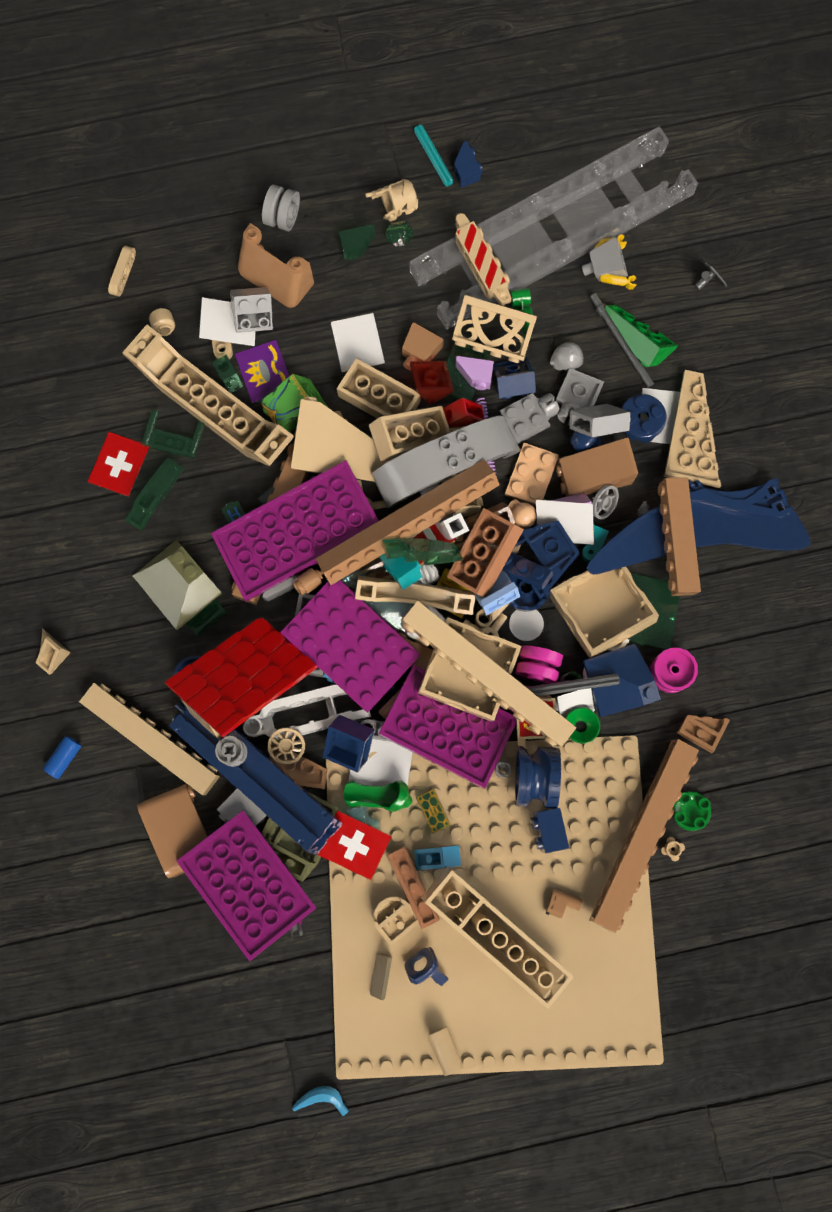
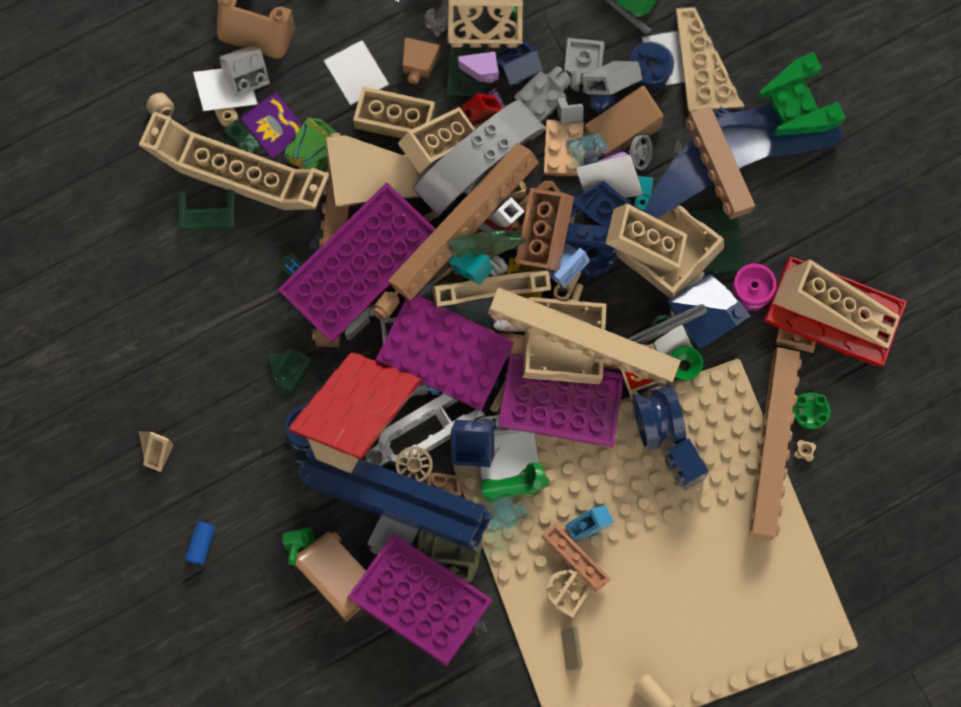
camera: 20 degrees left, 5 degrees down
(118, 464) = (160, 254): red sticker -> none
(122, 271) = (104, 67): tan beam -> none
(150, 739) = (279, 500): tan brick -> none
(150, 784) = (295, 539): none -> green beam
(154, 493) = (207, 270): clear green slope -> none
(176, 584) = (258, 348): slope -> none
(231, 751) = (368, 478): light grey wheel -> none
(356, 846) = (511, 535): red sticker -> none
(431, 379) = (441, 86): clear red slope -> none
(431, 968) = (616, 626): dark blue piece -> none
(433, 811) = (571, 483): tile -> none
(497, 937) = (667, 574): tan slope -> none
(504, 766) = (624, 422): light grey hinge -> none
(523, 514) = (568, 184): light nougat piece -> none
(526, 625) = (603, 288): white sticker -> none
(539, 664) = (627, 317): dark pink wheel -> none
(547, 443) = (569, 113): none -> light grey panel
(552, 484) = (587, 148): none -> clear light blue brick
(559, 901) = (715, 530): medium nougat piece -> none
(567, 356) = (561, 28): light grey hair -> none
(582, 592) = (646, 238): none -> tan brick
(747, 719) = (835, 311): none -> piece
(773, 500) = (795, 103): none -> green wedge

